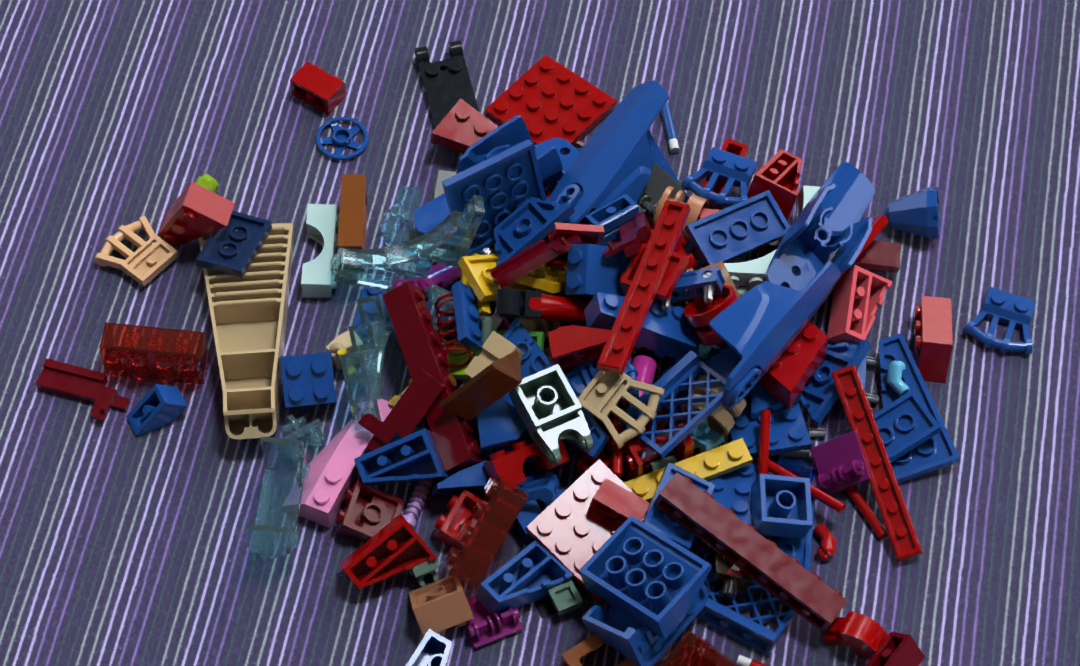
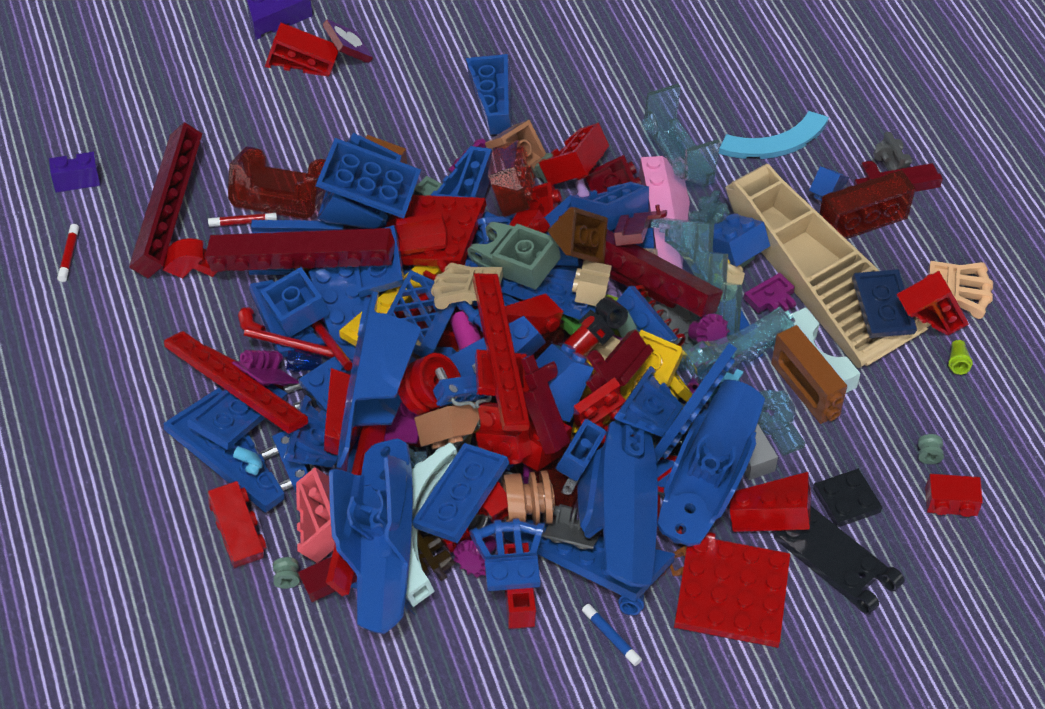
camera: 150 degrees right, 5 degrees down
(67, 411) = (891, 153): none -> dark grey hips
(158, 486) = (775, 145): none -> medium azure tile
(301, 129) = (930, 449): none -> sand green wheel
(313, 326) = (771, 294): none -> magenta hinge
(341, 138) = (892, 467): blue wheel -> none
(400, 132) = (847, 498): none -> black plate
(781, 178) = (458, 588): red wedge -> none
(907, 281) = (286, 572): none -> sand green wheel
(916, 213) = (306, 640): blue cone -> none
(1008, 310) = (177, 598): blue plate -> none

